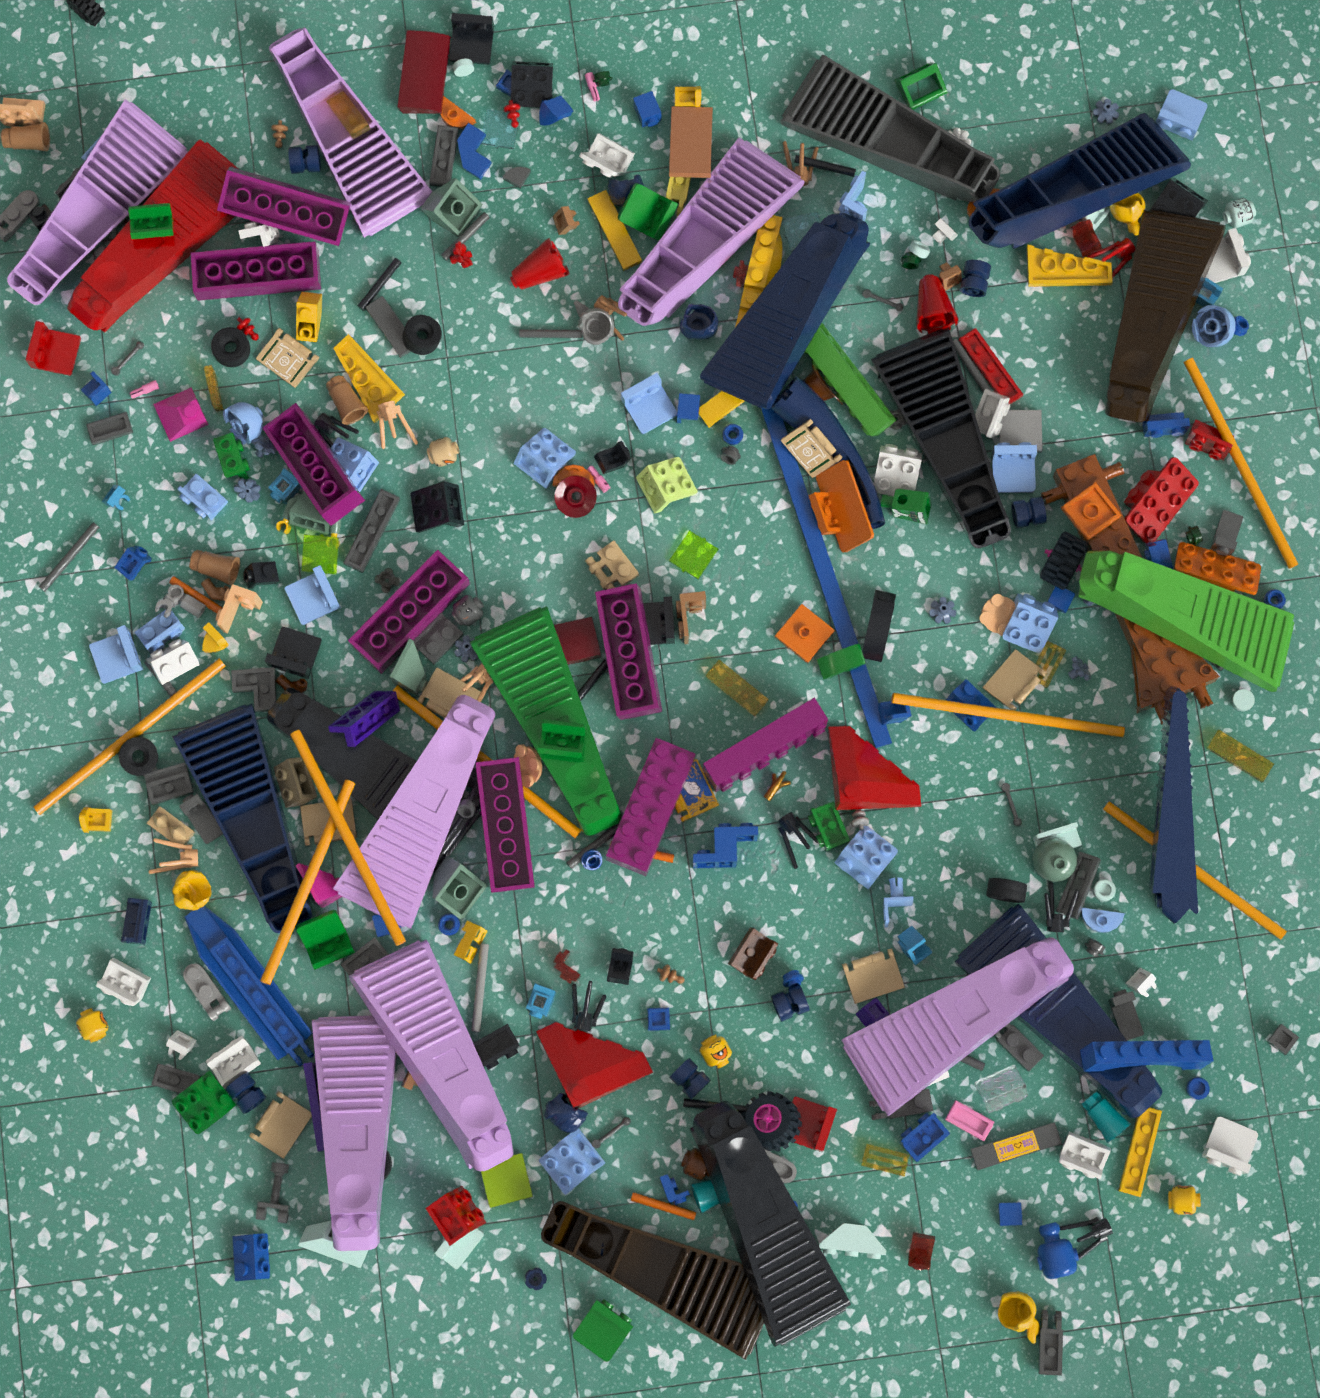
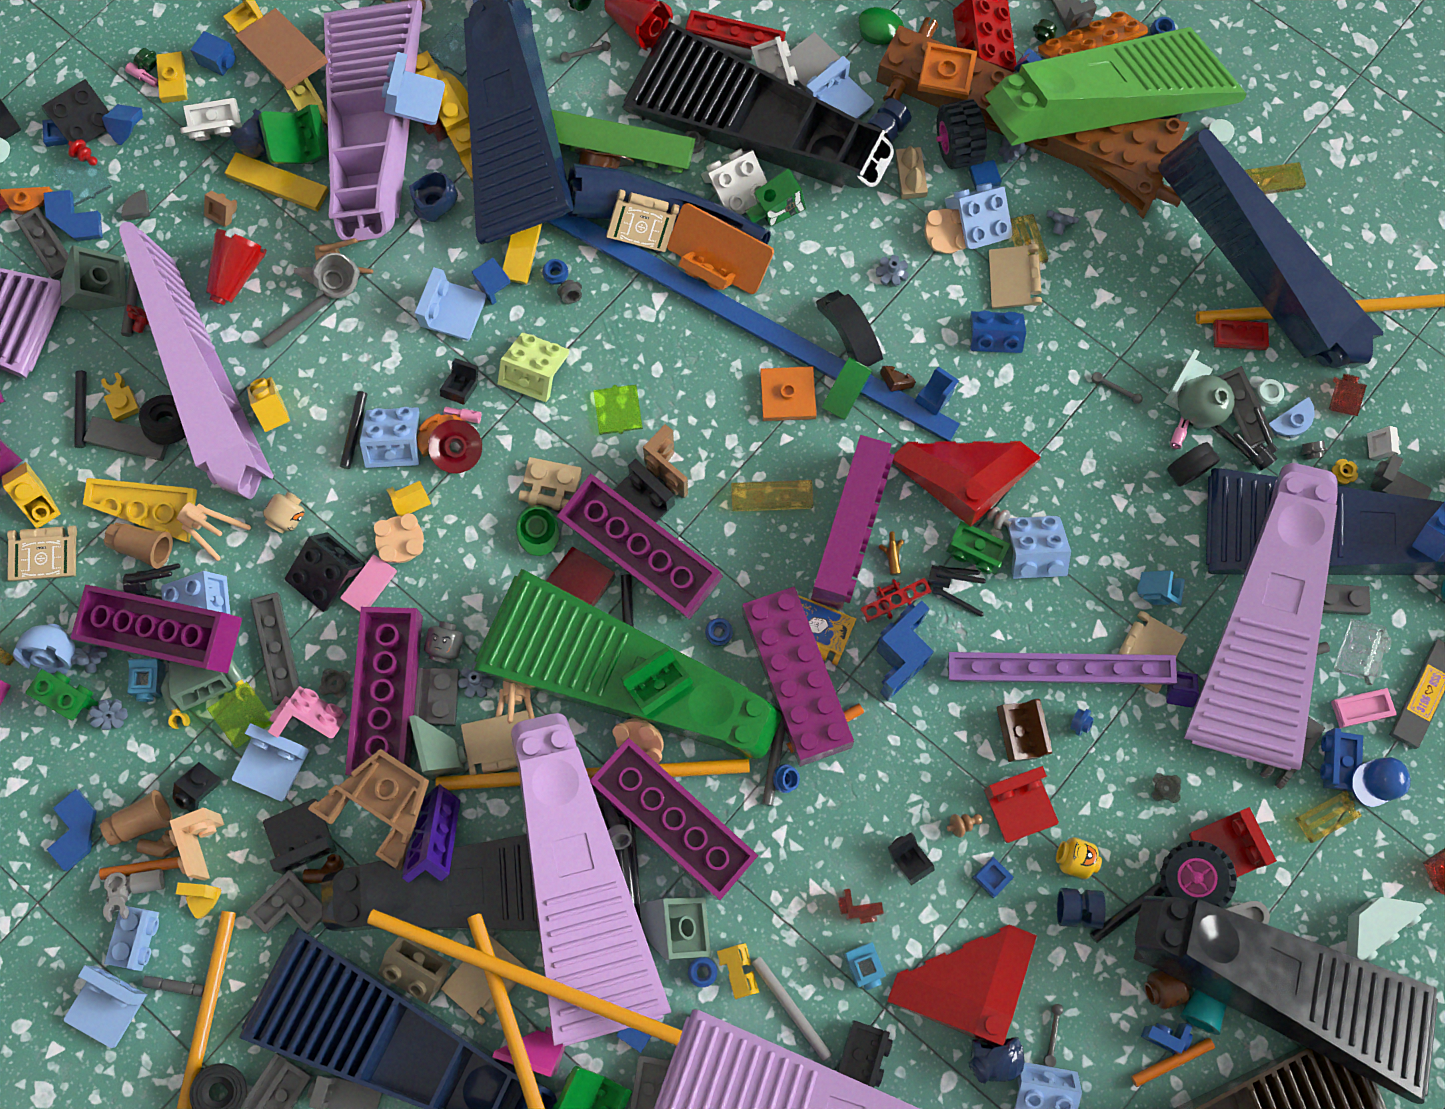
camera: 45 degrees left, 5 degrees down
(132, 561) = (41, 891): blue bracket -> none
(172, 549) = (77, 842): none -> blue tile
(172, 661) = (172, 957): white bracket -> none
(203, 497) = (65, 761): light blue bracket -> none
(359, 586) = (309, 709): none -> bright pink bracket
(361, 670) = (388, 792): none -> medium nougat wing
(407, 299) = (121, 399): none -> yellow plate
(455, 537) = (368, 584): none -> bright pink tile
(459, 329) = (202, 393): none -> lavender brick
(489, 374) = (267, 403): none -> yellow slope
(495, 525) = (399, 538): none -> light nougat piece
(521, 505) = (408, 498): none -> yellow tile
(526, 433) = (353, 430): none -> black bar
(579, 589) = (537, 530): none -> green hat
(583, 1020) = (925, 944): black plant -> none
(609, 103) = (171, 77): none -> yellow plate
(631, 735) = (722, 624): none -> blue plate
(712, 994) = (1021, 805): none -> red bracket
(739, 248) = (412, 94): none -> light blue bracket
(757, 812) = (902, 593): none -> red piece
(789, 1003) = (1102, 747): dark blue wheel -> none
(806, 1066) = (1172, 782): none -> clear smoke plate
(809, 938) = (1062, 668): none -> medium lavender plate
(879, 682) = (896, 380): none -> reddish brown tile
(896, 900) = (1102, 561): light blue bracket -> none
(933, 1166) = (1380, 781): none -> blue cap
(1005, 714) = (1039, 309): light orange piece -> none
(1015, 557) = (911, 173): none -> tan tile
(1021, 866) = (1179, 434): none -> bright pink pin
(1089, 440) = (879, 25): none -> green hat
(1107, 978) = (1345, 478): none -> yellow plate
(1121, 839) = (1241, 334): none -> red plate
(1150, 933) = (1347, 394): none -> clear red bracket

